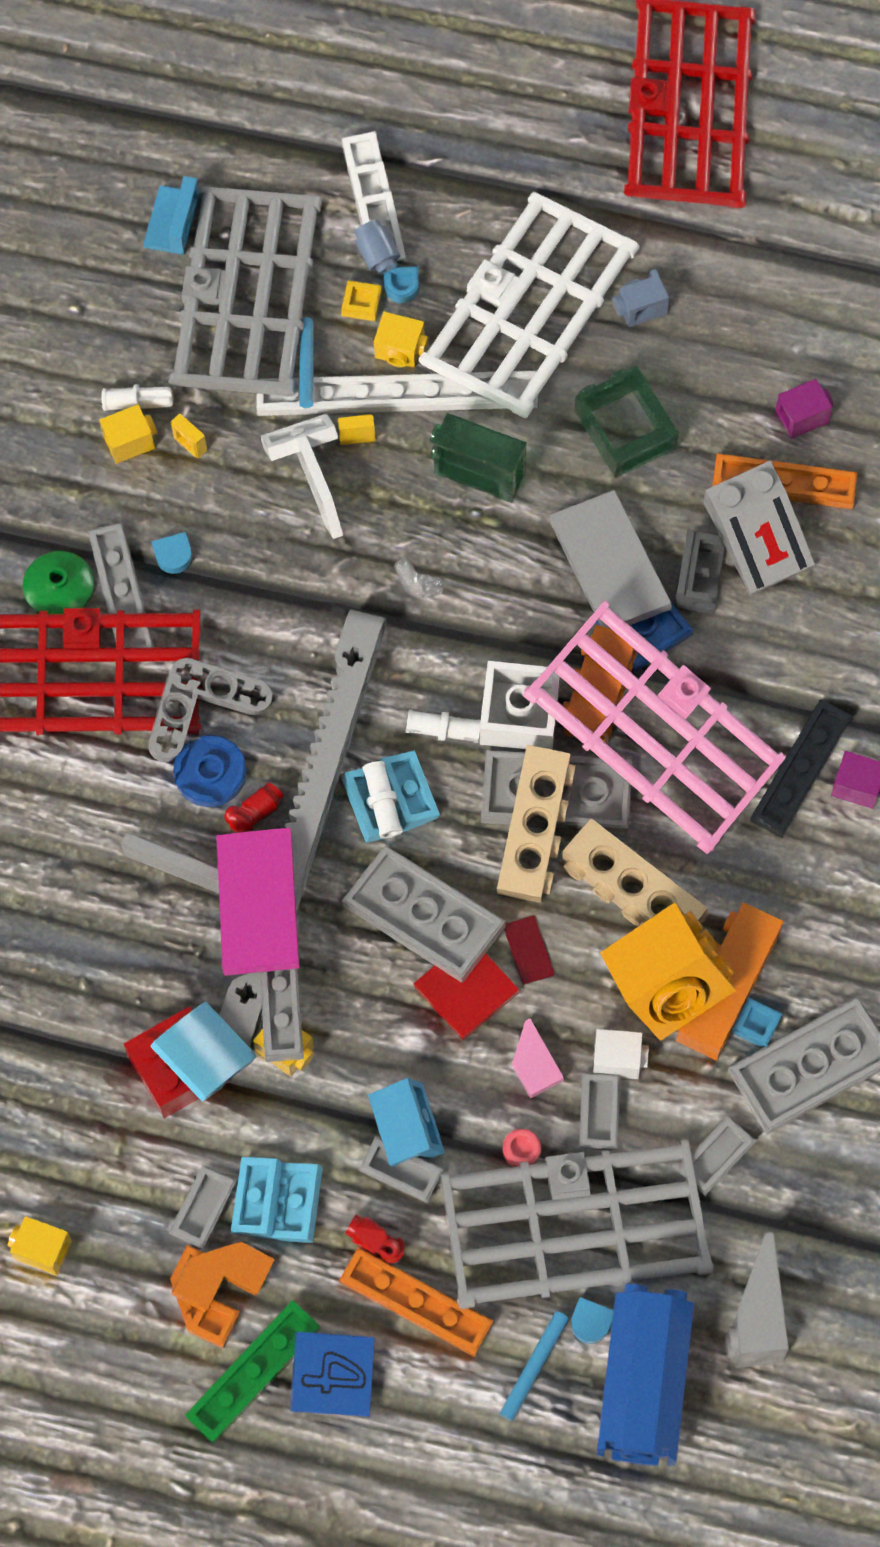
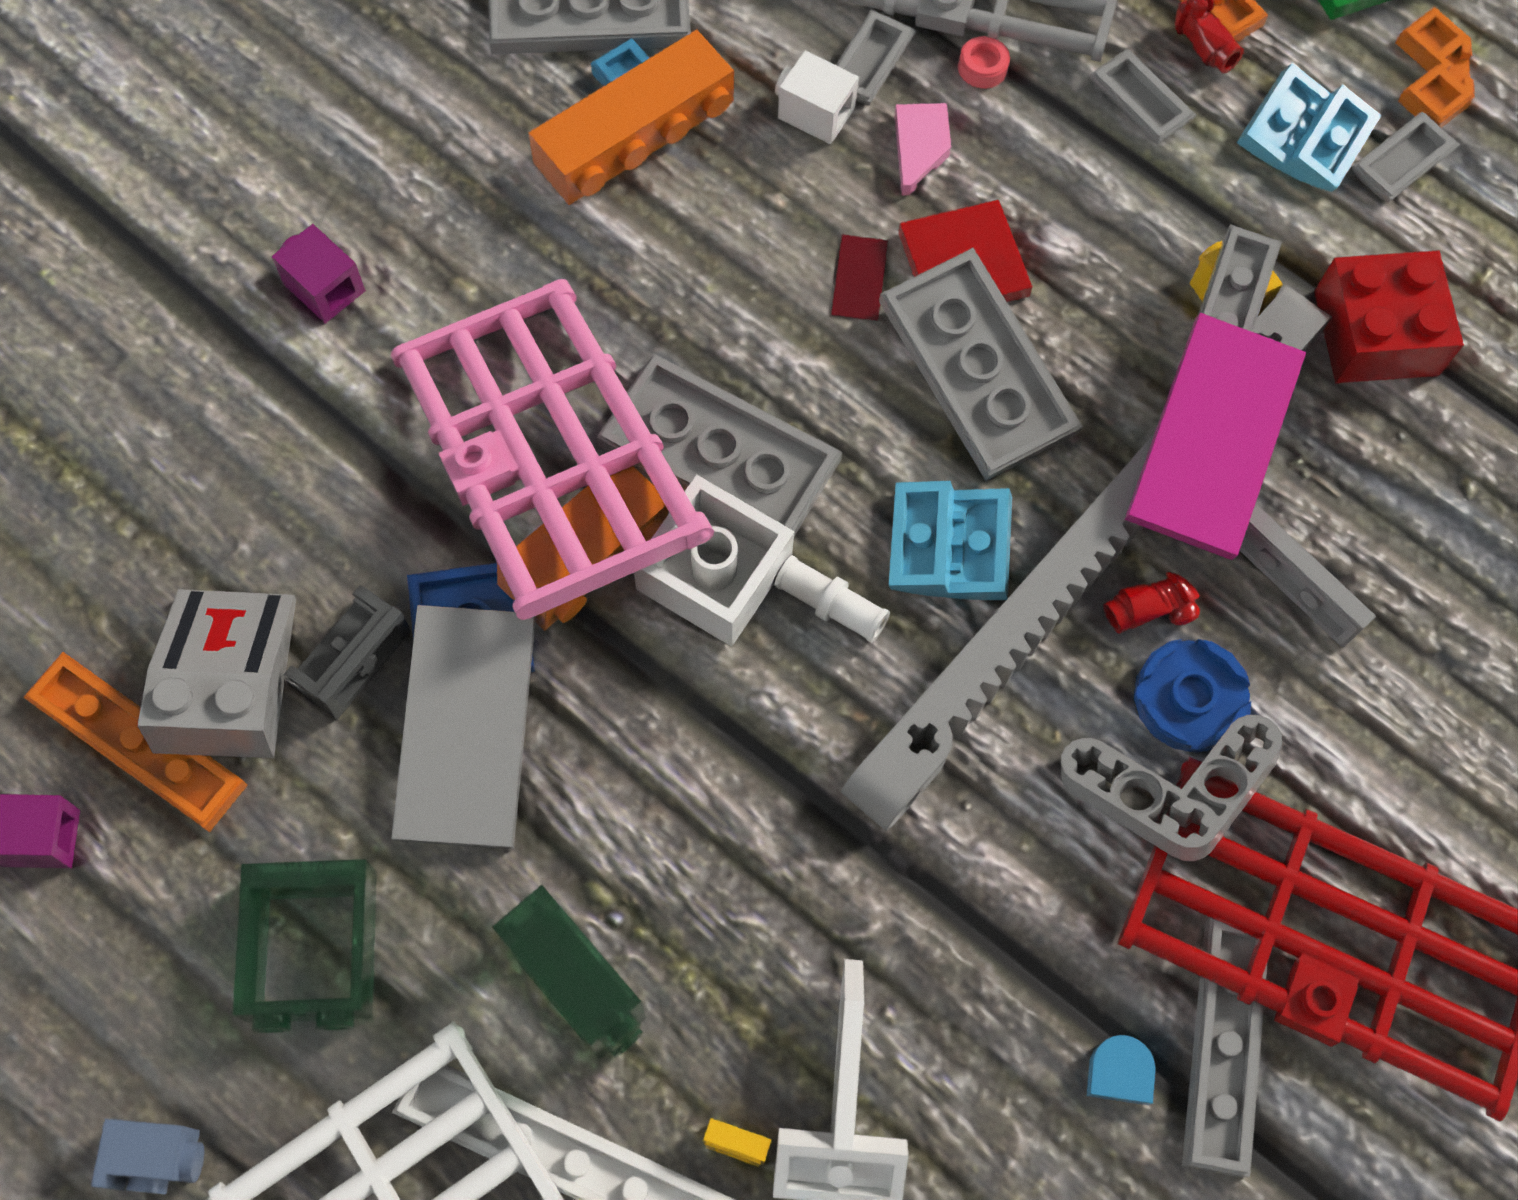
camera: 160 degrees left, 0 degrees up
(71, 592) = (1295, 1115): green dish -> none
(203, 1051) = (1365, 273): medium azure slope -> none
(235, 1263) = (1440, 67): orange tile -> none
(382, 799) = (970, 522): white pin -> none
(406, 1121) = (1115, 131): dark azure panel -> none
(417, 584) = (767, 833): clear arm -> none
(537, 766) = (777, 394): tan brick -> none
(597, 844) = (711, 346): tan brick -> none
(669, 970) = (714, 108): light orange brick -> none
(801, 768) = (369, 337): black tile -> none

